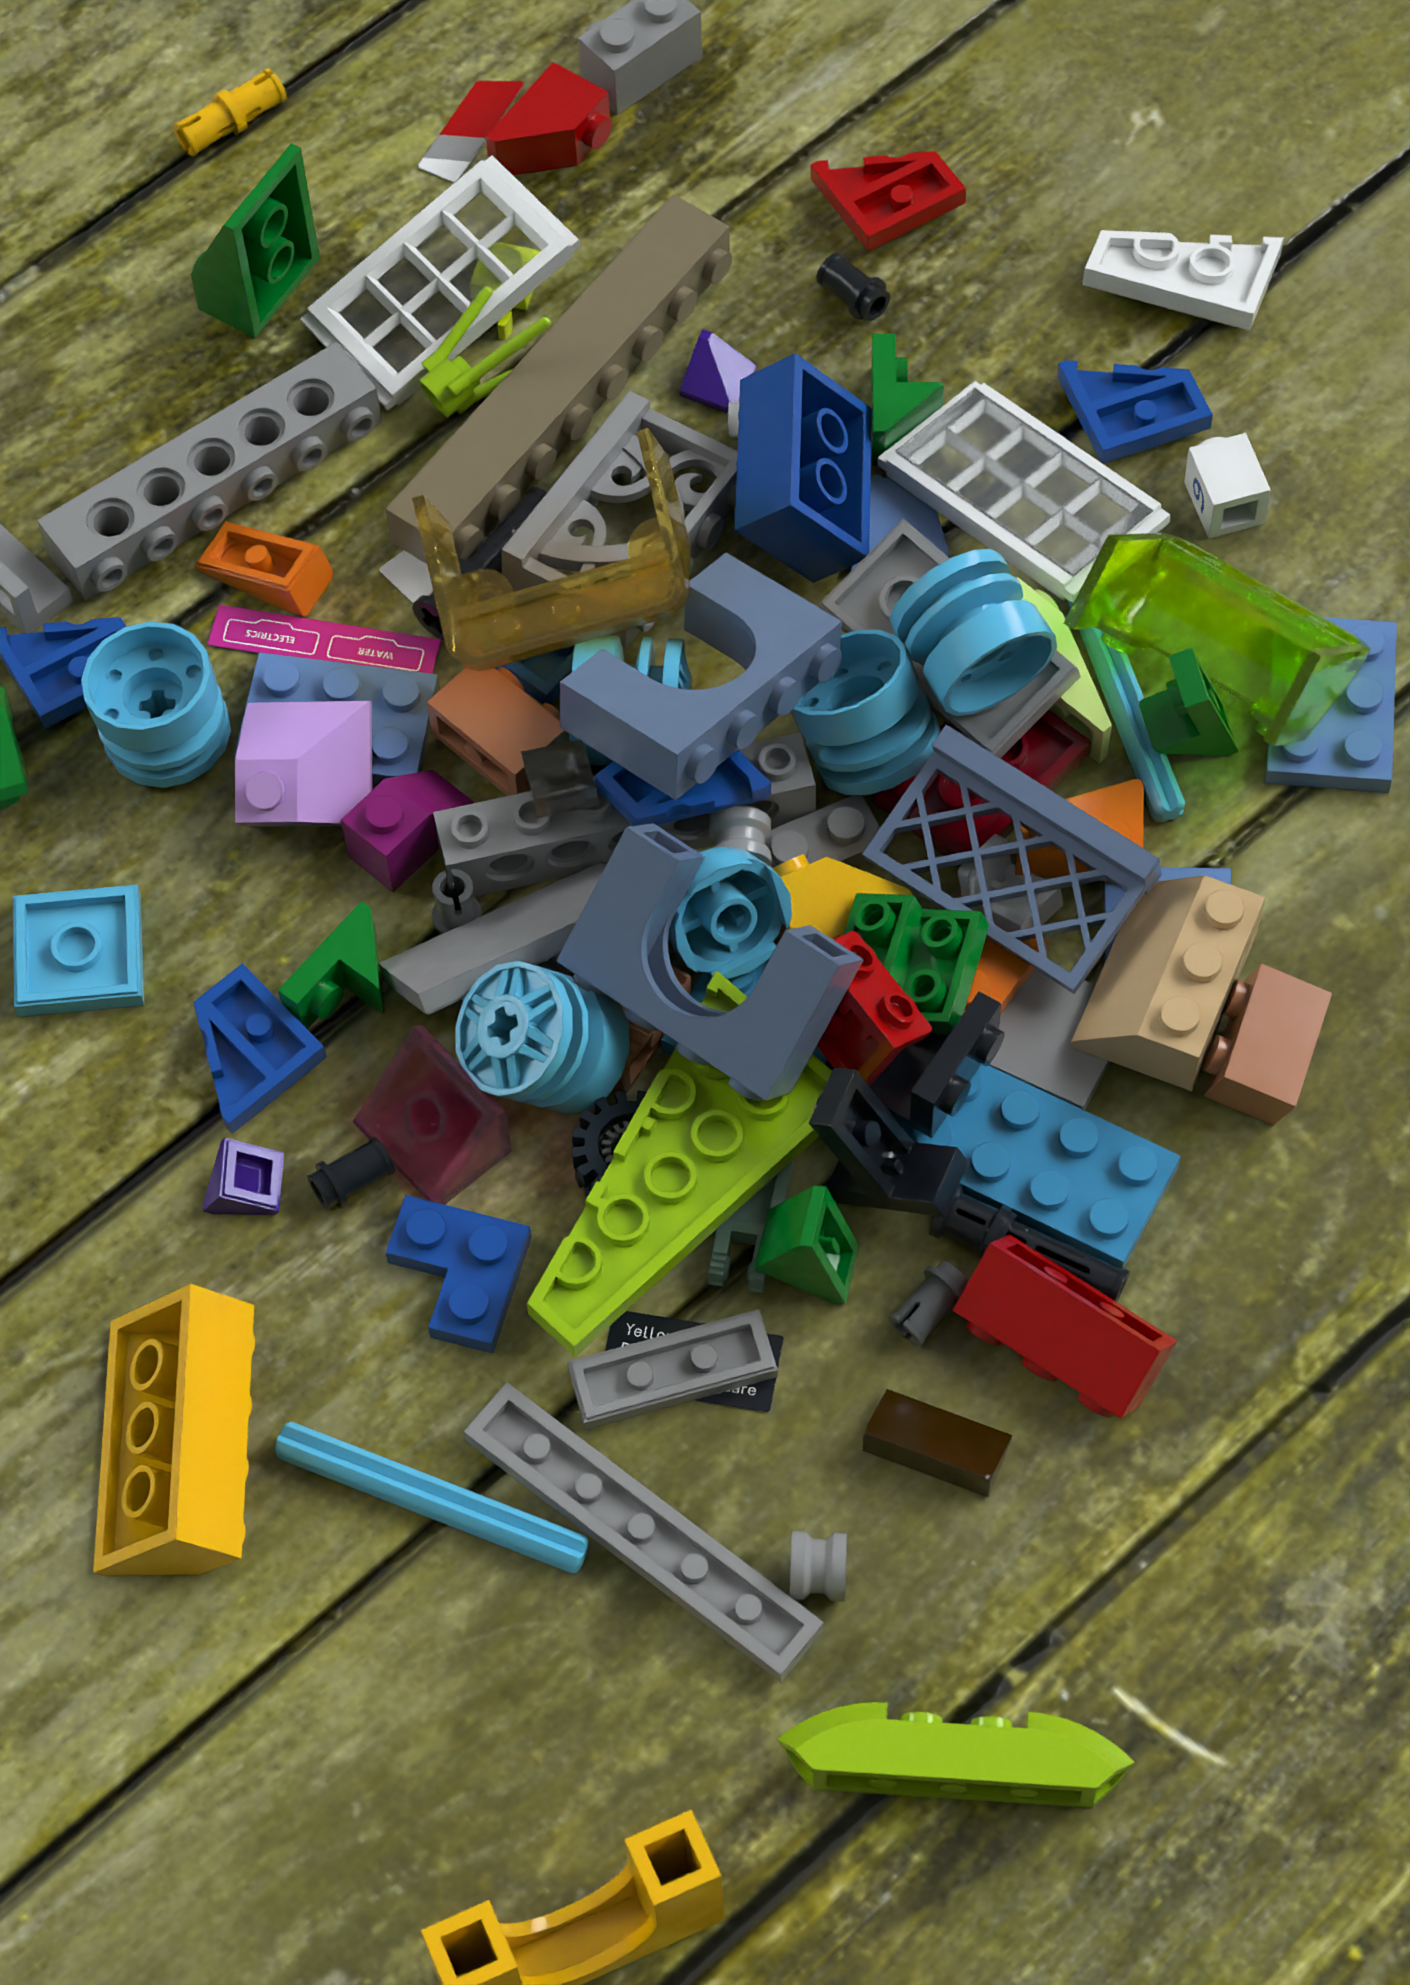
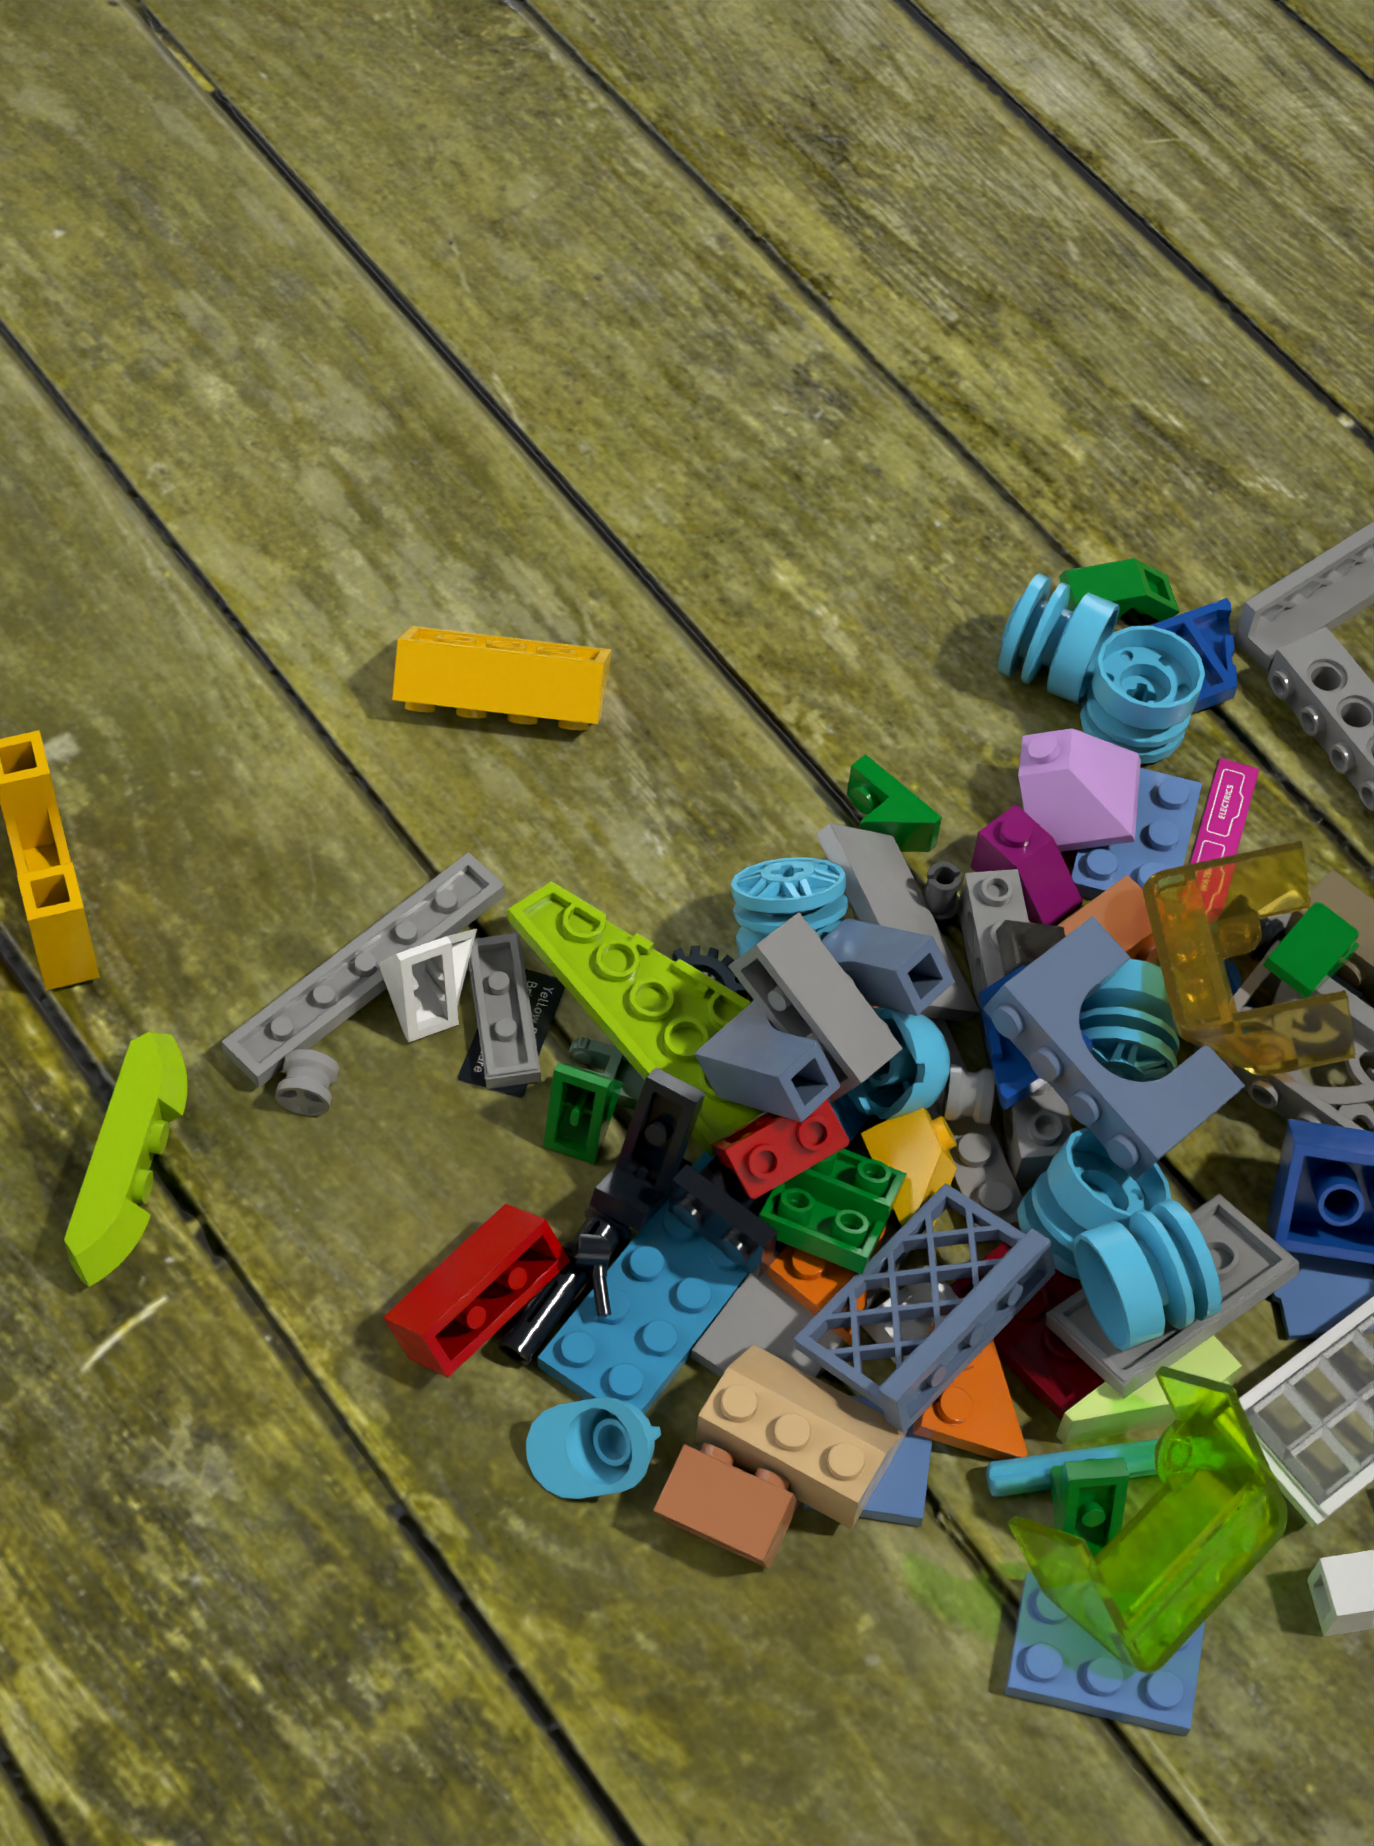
camera: 90 degrees right, 5 degrees down
(78, 950) = (934, 649): medium azure tile -> none
(82, 794) = (1056, 637): none -> medium azure wheel
(245, 1180) = (716, 740): dark purple slope -> none
(252, 1045) = (827, 746): blue wing -> none
(268, 567) = (1291, 801): orange slope -> none
(350, 1173) = (702, 795): black pin -> none
(432, 1497) = (425, 835): medium azure axle -> none
(434, 1119) = (757, 842): clear pink slope -> none
(474, 1255) = (621, 887): blue plate -> none
(523, 506) = (1313, 950): none -> green slope
(654, 1444) = (428, 983): none -> white slope
(702, 962) = (813, 998): none -> light grey brick
(929, 1302) = (524, 1195): dark grey pin -> none
(936, 1442) = (401, 1190): dark brown slope -> none
(1007, 1203) = (595, 1252): none -> black hand
(1229, 1178) = (590, 1447): none -> medium azure piece

